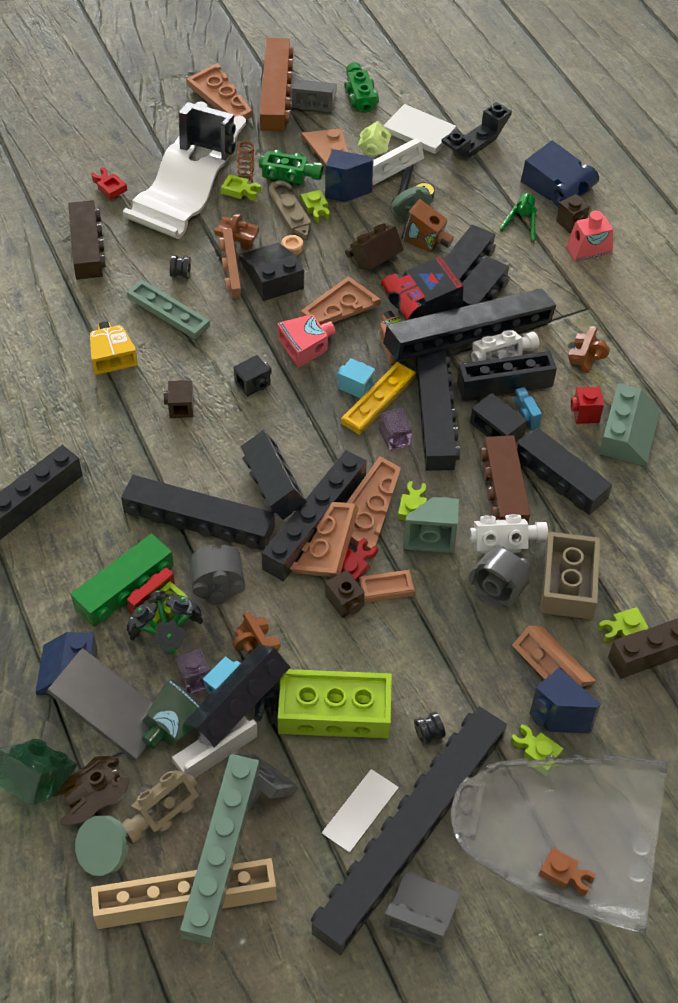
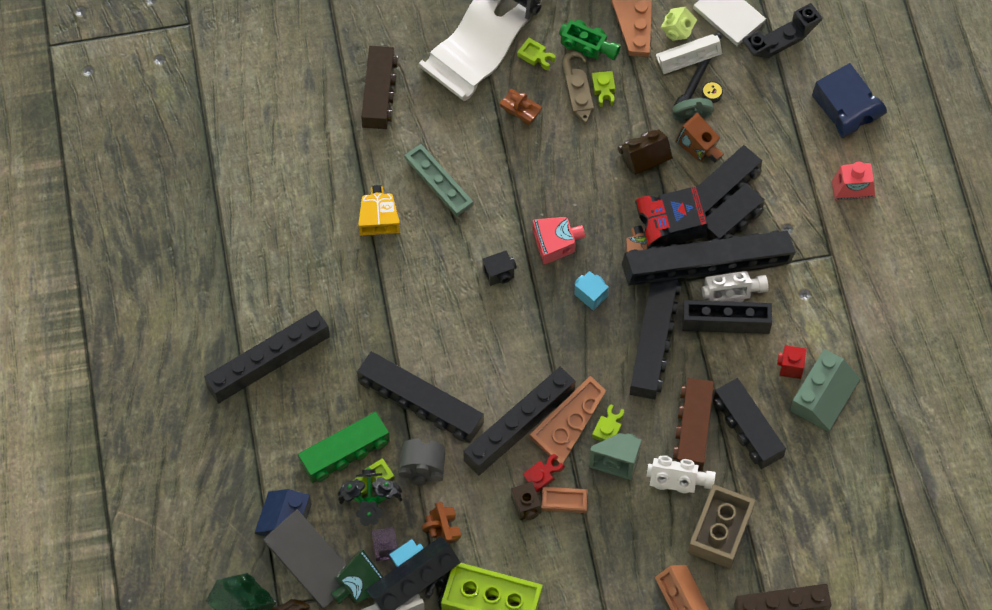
camera: 15 degrees right, 10 degrees up
(109, 185) = (413, 27): red plate -> none
(155, 583) = (356, 466): red plate -> none
(180, 266) = (459, 135): black wheel -> none
(180, 399) = (428, 279): dark brown brick -> none
(230, 264) = (504, 143): nougat wing -> none
(251, 152) = (550, 29): dark orange piece -> none
(273, 270) = (544, 154): black slope -> none
(273, 475) = (490, 377): black brick -> none
(293, 244) = (570, 129): light nougat tile -> none
(329, 545) = (524, 452): nougat wing -> none
(341, 302) = (598, 204): nougat wing -> none
(348, 175) = (639, 65): dark blue slope -> none
(378, 398) = (606, 313): yellow tile -> none
(395, 428) = (612, 350): clear purple brick -> none
(496, 418) = (707, 360): black brick -> none
(500, 577) = (660, 515): dark grey brick -> none
(524, 207) = (803, 129): green plant -> none
(528, 408) = (737, 357): dark azure plate -> none
(571, 211) = (847, 148): dark brown brick -> none
(587, 350) = (816, 303): dark orange hips -> none
(623, 624) = (758, 579): lime plate -> none

